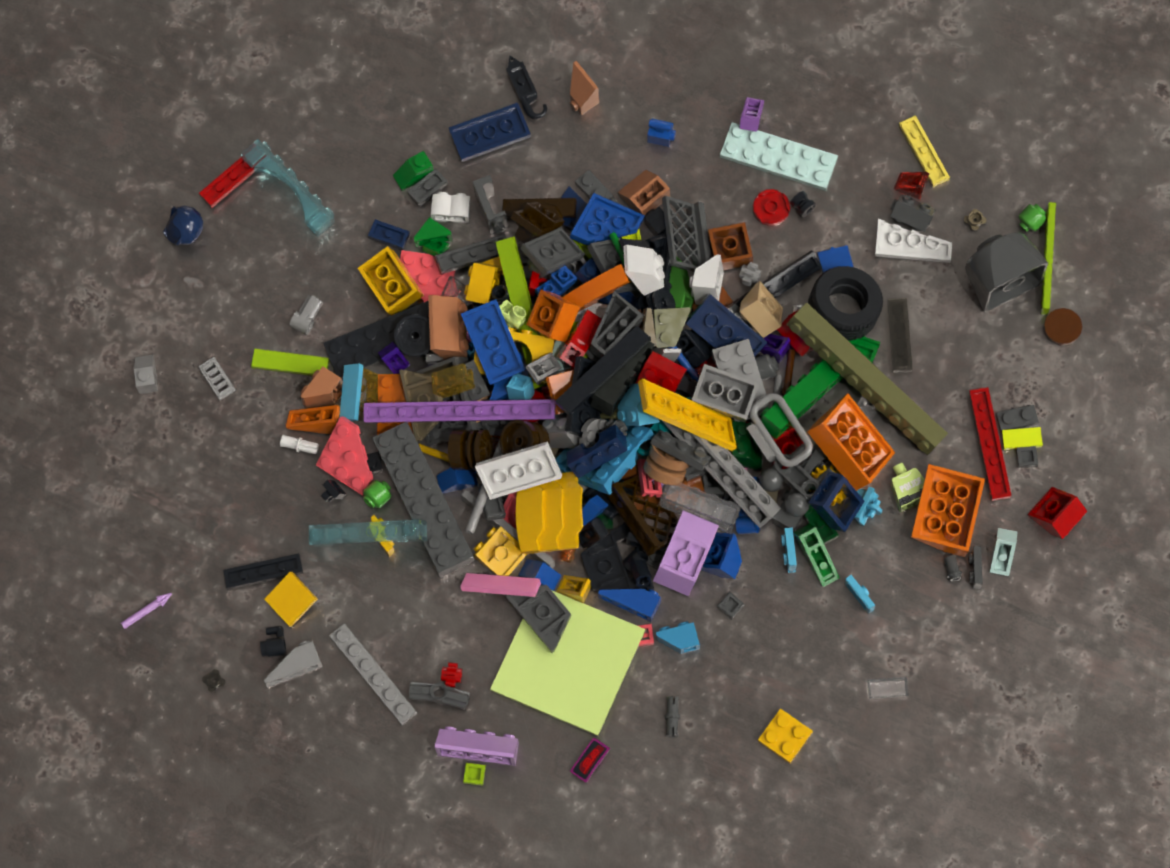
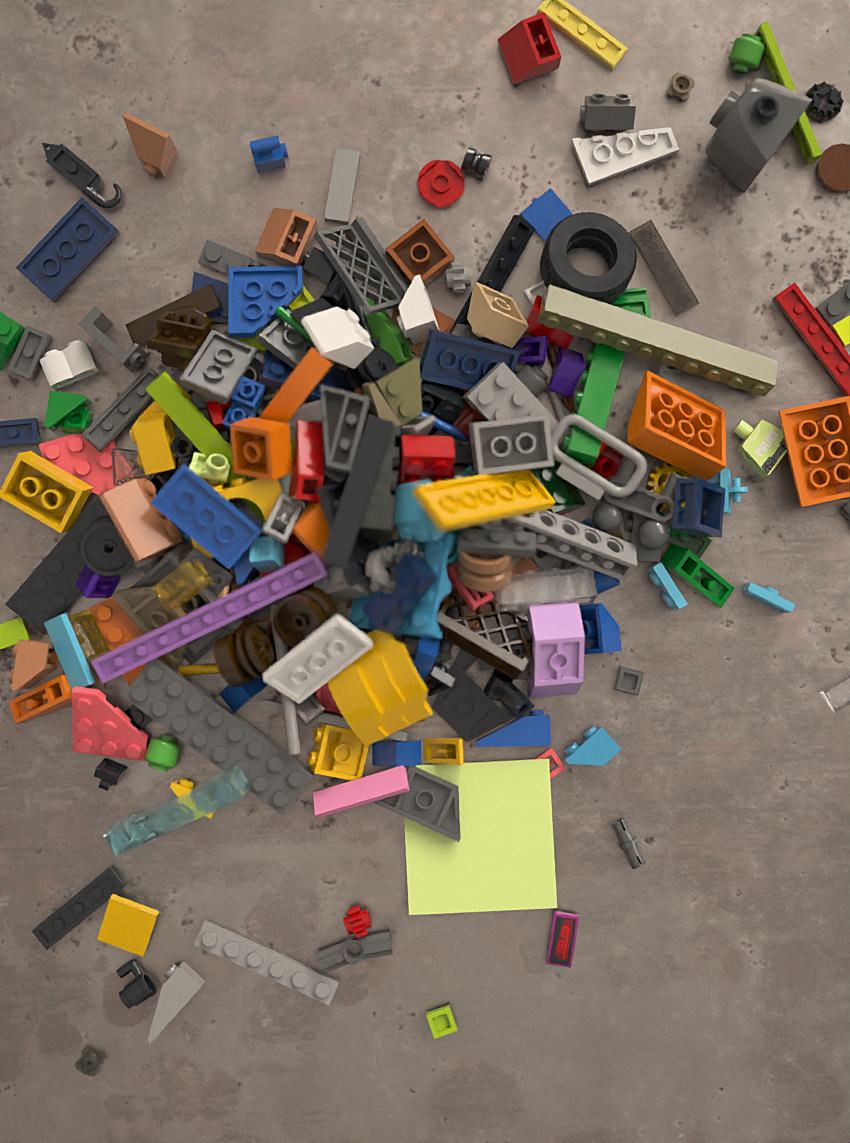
camera: 35 degrees left, 15 degrees up
(299, 444) = (41, 736): white axle -> none
(477, 746) = (429, 992): lavender slope -> none
(701, 177) = (342, 186): none -> light grey tile
(751, 115) = (363, 81): medium lavender slope -> none
(779, 156) = (418, 117): light aqua plate -> none
(785, 736) = (763, 801): yellow plate -> none
(793, 371) = (566, 372): none -> dark purple slope
(878, 146) = (530, 49): none -> red slope
(912, 183) = (590, 76): clear red slope -> none
(1009, 247) = (769, 102): none -> black plate
(1072, 284) = (827, 111): none -> black gear

